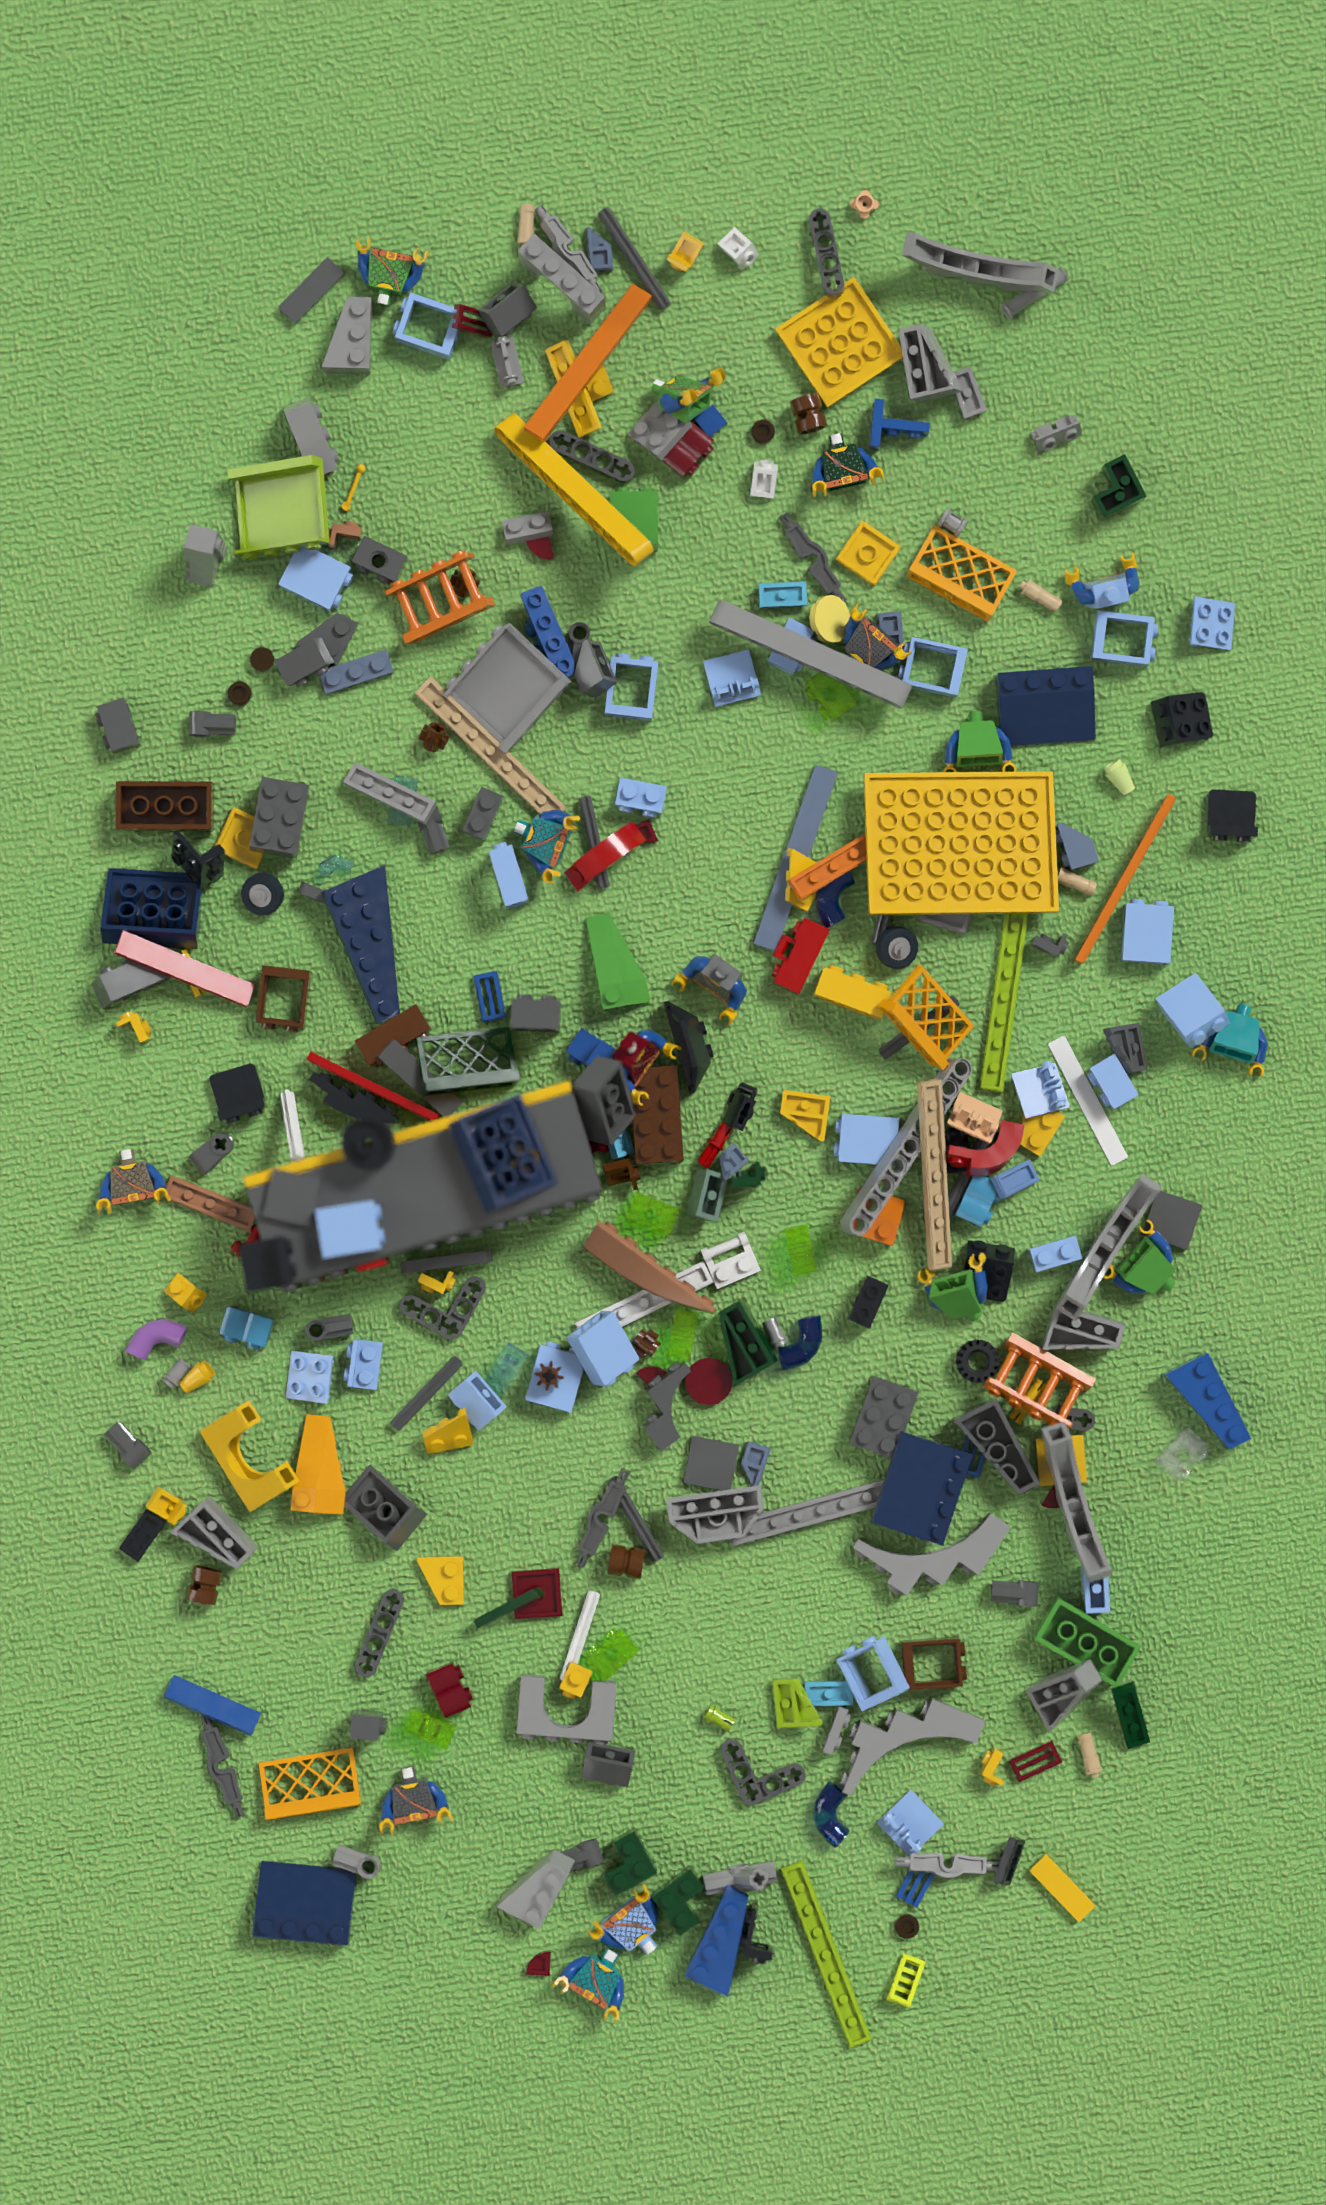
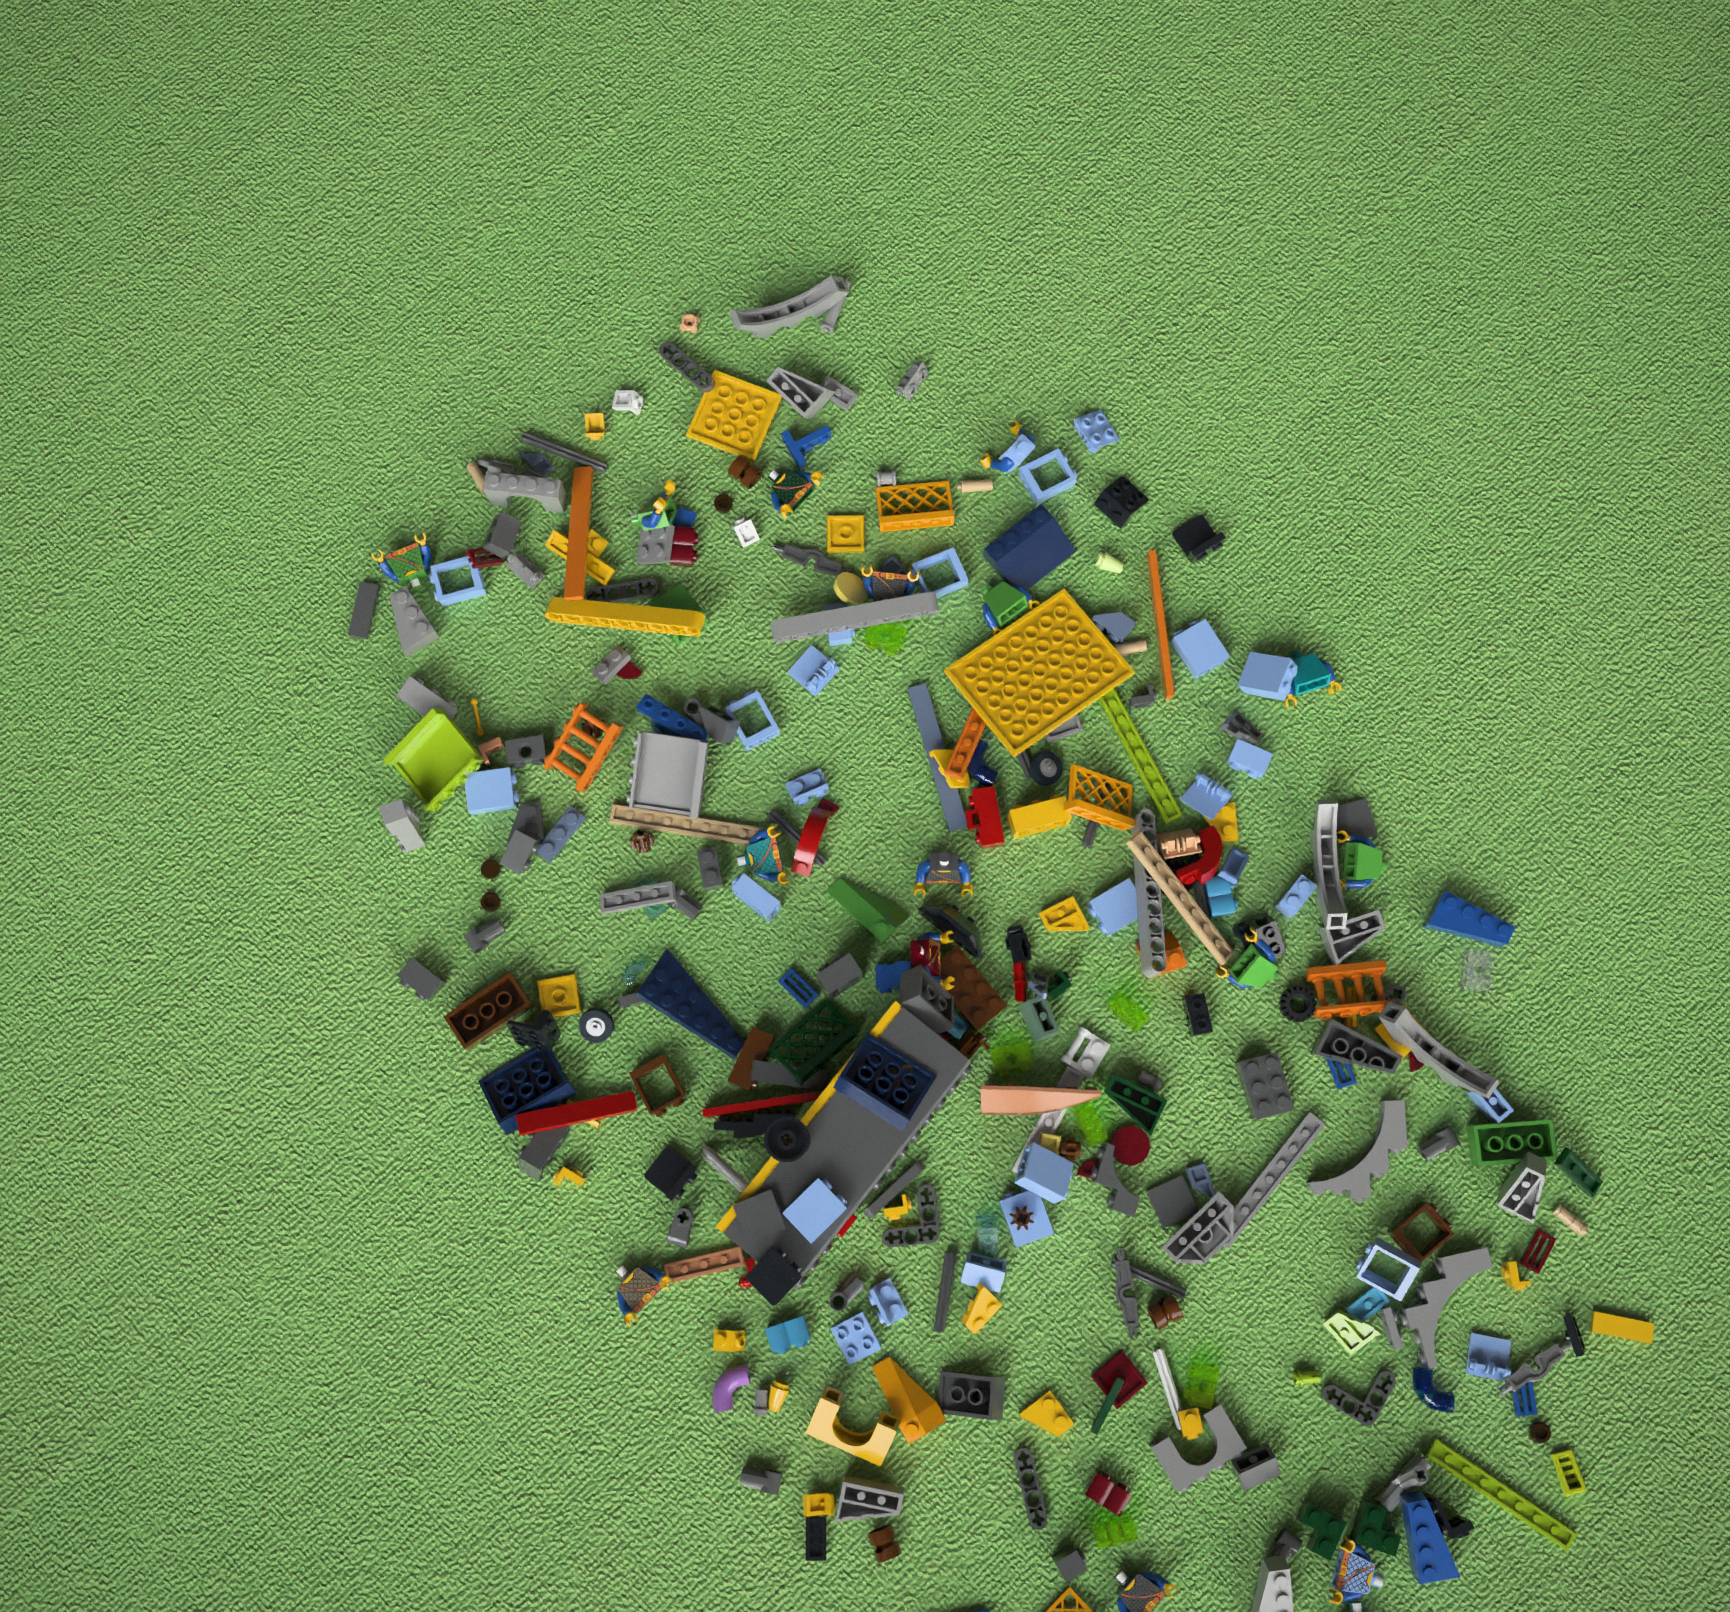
camera: 30 degrees left, 10 degrees down
(279, 817) = (573, 965): dark grey brick -> none
(631, 1323) = (1050, 1142): none -> light yellow tile
(782, 594) = (809, 595): medium azure plate -> none
(805, 1347) = (1177, 1075): clear blue cylinder -> none
(921, 1488) = (1326, 1116): dark blue slope -> none
(1087, 1100) = (1241, 783): white sticker -> none
(1123, 491) = (979, 384): dark green brick -> none

